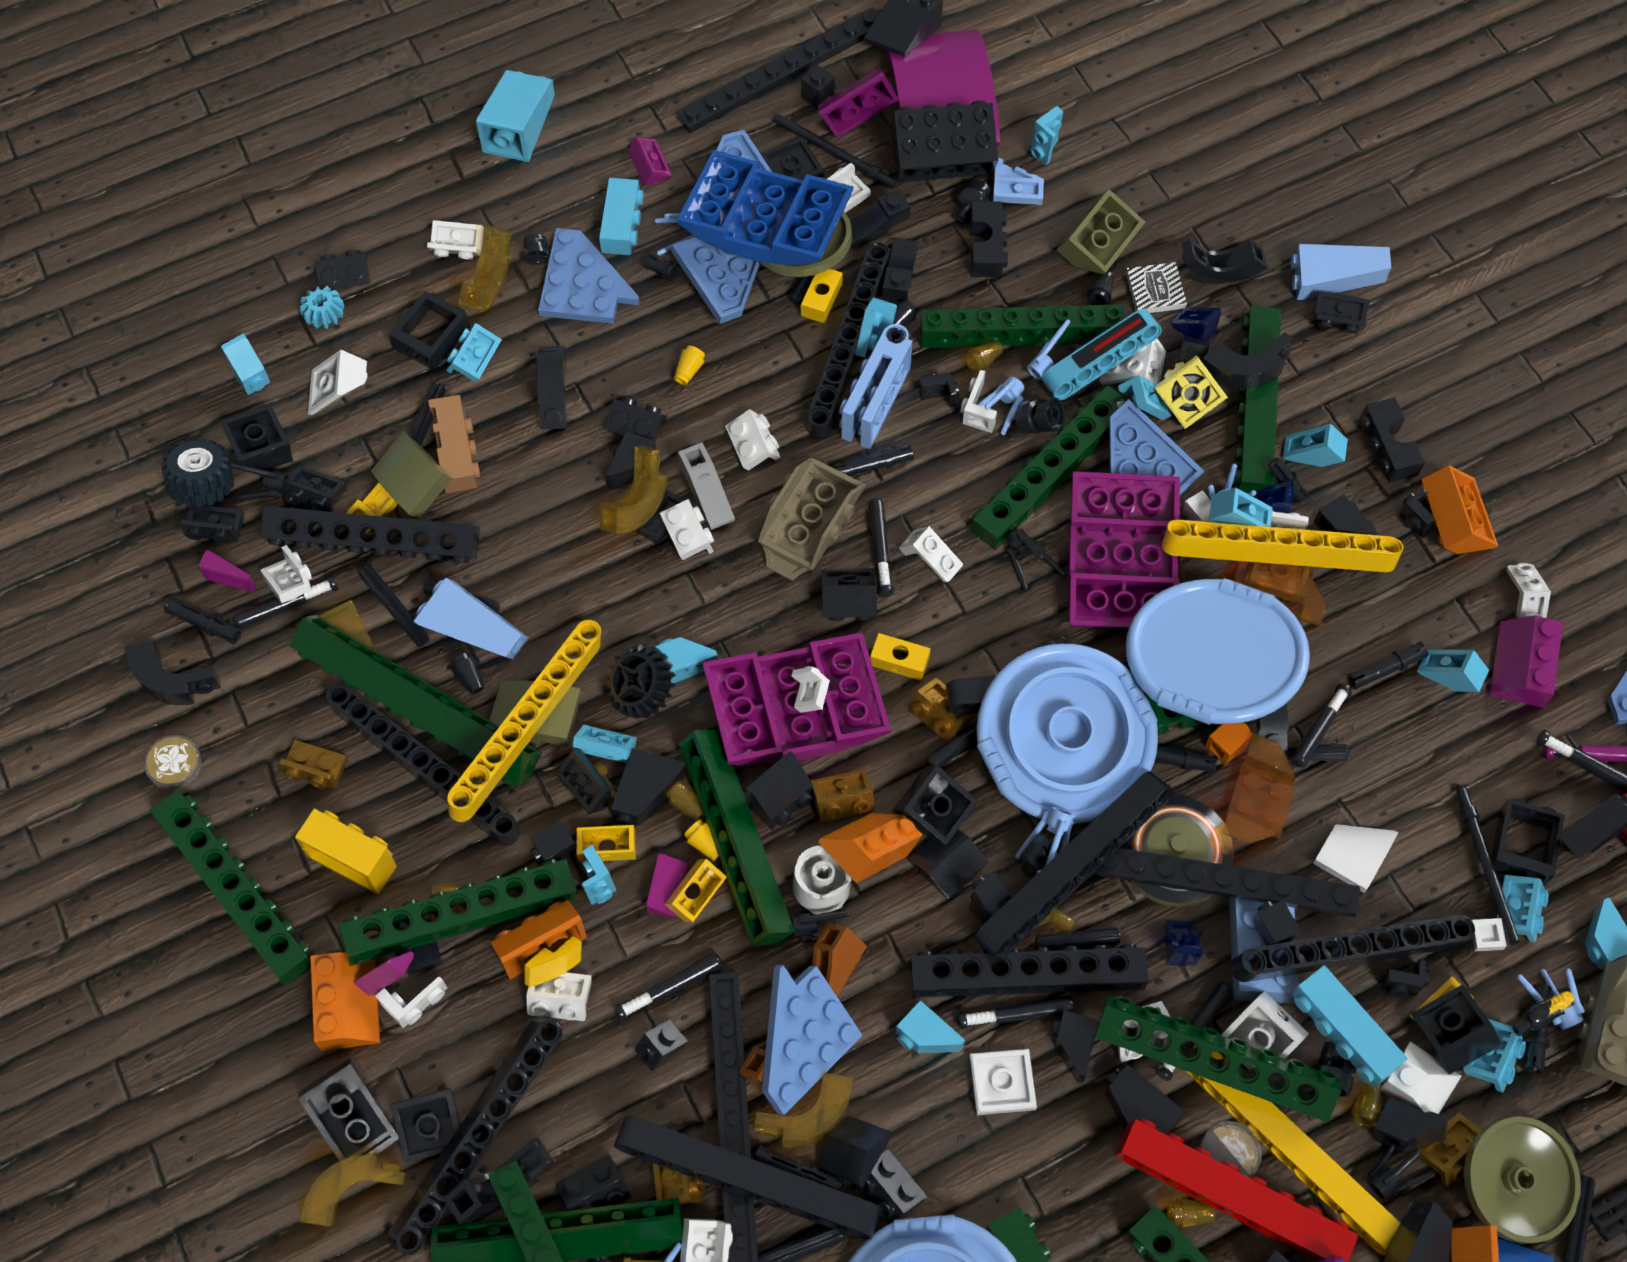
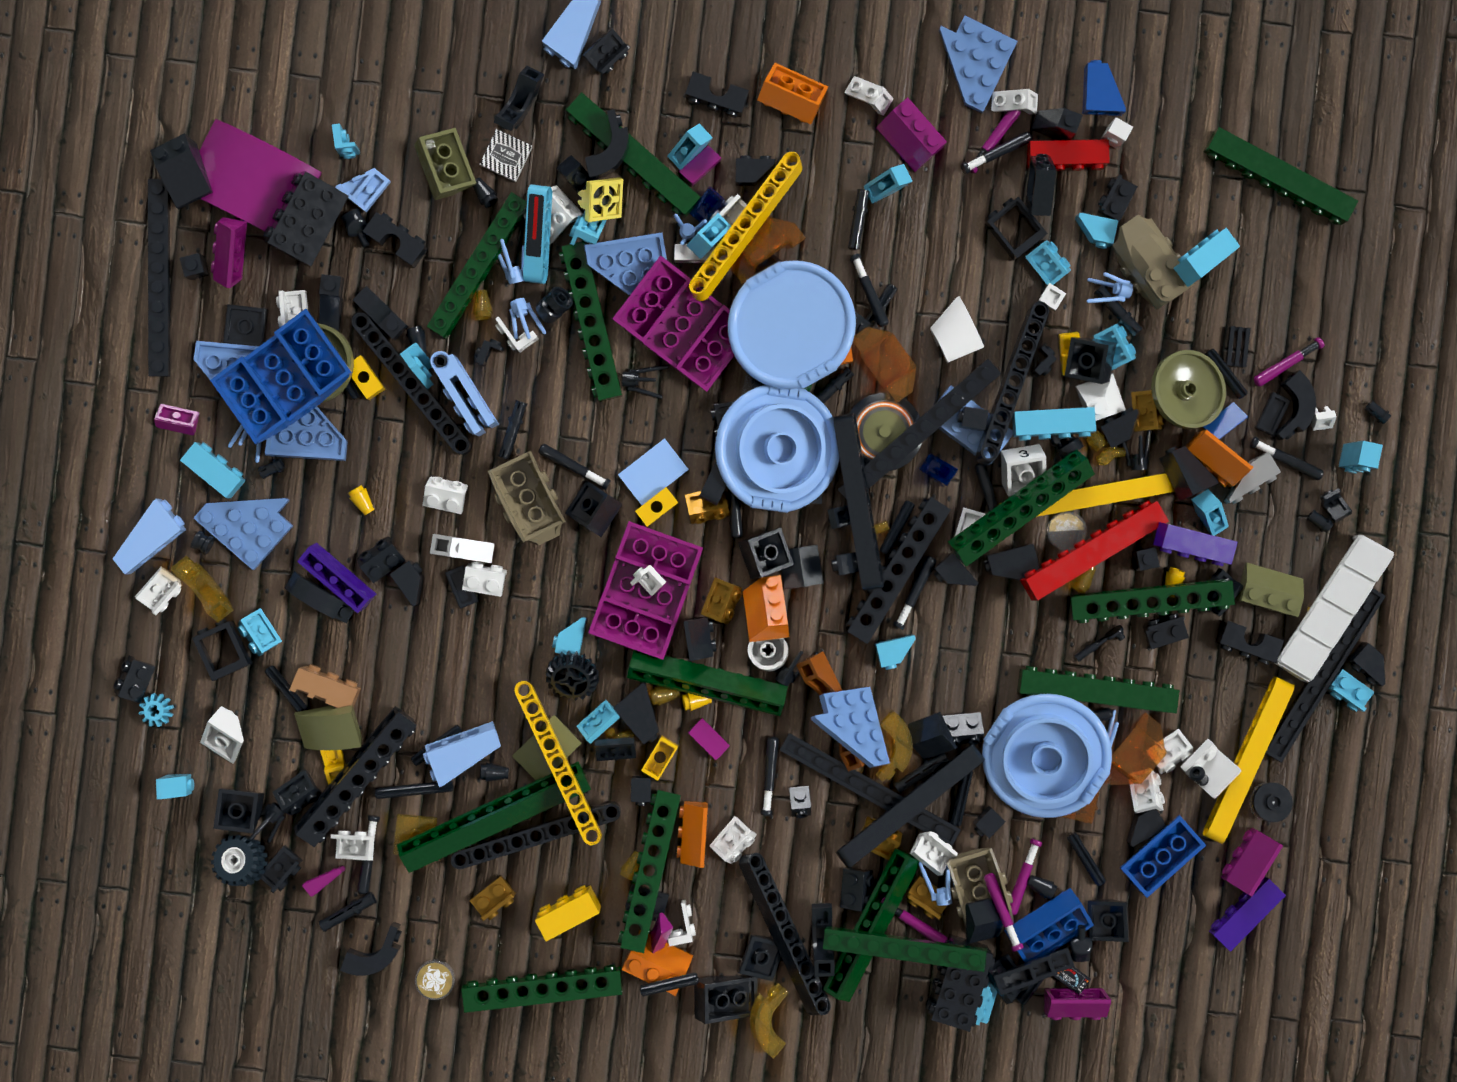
camera: 55 degrees left, 25 degrees up
(325, 1019) = (669, 984): none -> black axle
(507, 200) = (149, 536): none -> light blue slope
(515, 115) = (78, 487): medium azure slope -> none
(551, 965) = (716, 839): yellow slope -> none
(586, 386) = (336, 577): none -> dark purple brick
(600, 884) = (677, 776): medium azure bracket -> none
(642, 498) = (445, 597): clear yellow arch -> none
(708, 880) = (732, 733): yellow piece -> none
(873, 172) = (290, 275): black bar -> none
(933, 552) = (600, 439): white bracket -> none
(943, 629) = (653, 472): none -> light blue tile
(1002, 1082) = (946, 626): white tile -> none
(1060, 823) = (828, 492): light blue plant -> none
(1197, 322) = (550, 151): clear blue slope -> none
(1283, 475) = (702, 184): black axle -> none
(1310, 474) = (700, 165): none -> magenta slope
(1364, 1137) = (1109, 454): none -> clear yellow arm
(1415, 515) = (779, 123): black bracket -> none
(1471, 816) = (977, 246): black bar -> none
(1543, 1013) = (1116, 305): black piece -> none

